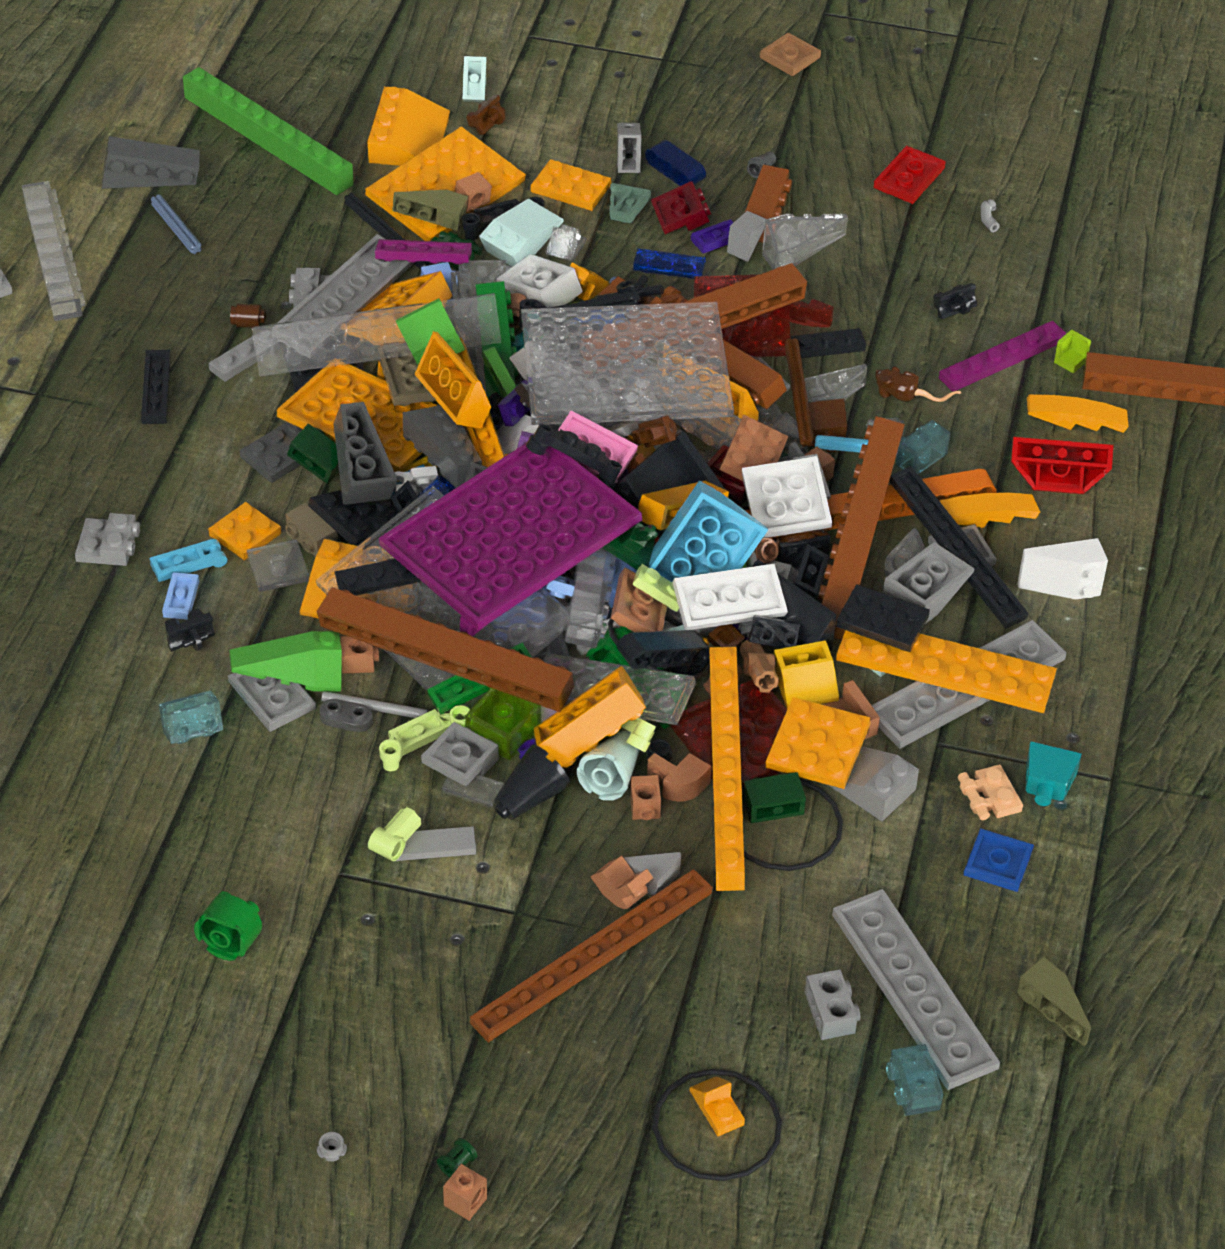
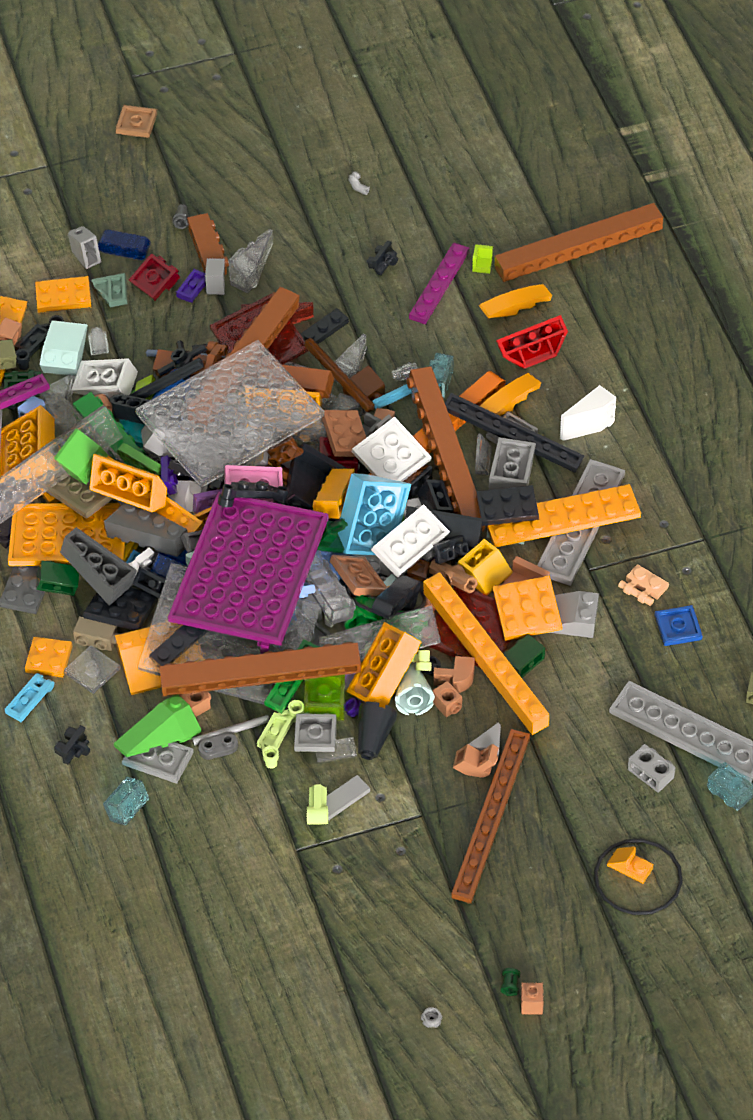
camera: 30 degrees left, 5 degrees up
(180, 595) = (46, 724): light blue plate -> none
(228, 926) = (264, 920): green brick -> none
(590, 282) = (137, 360): light orange slope -> none
(656, 586) = (359, 557): yellowish green plate -> none
(669, 263) = (177, 322): clear blue plate -> none
(819, 858) = (573, 658): black piece -> none
(903, 386) = (395, 336): reddish brown animal -> none
(909, 174) = (284, 177): red plate -> none
(1050, 772) = (669, 554): teal torso -> none

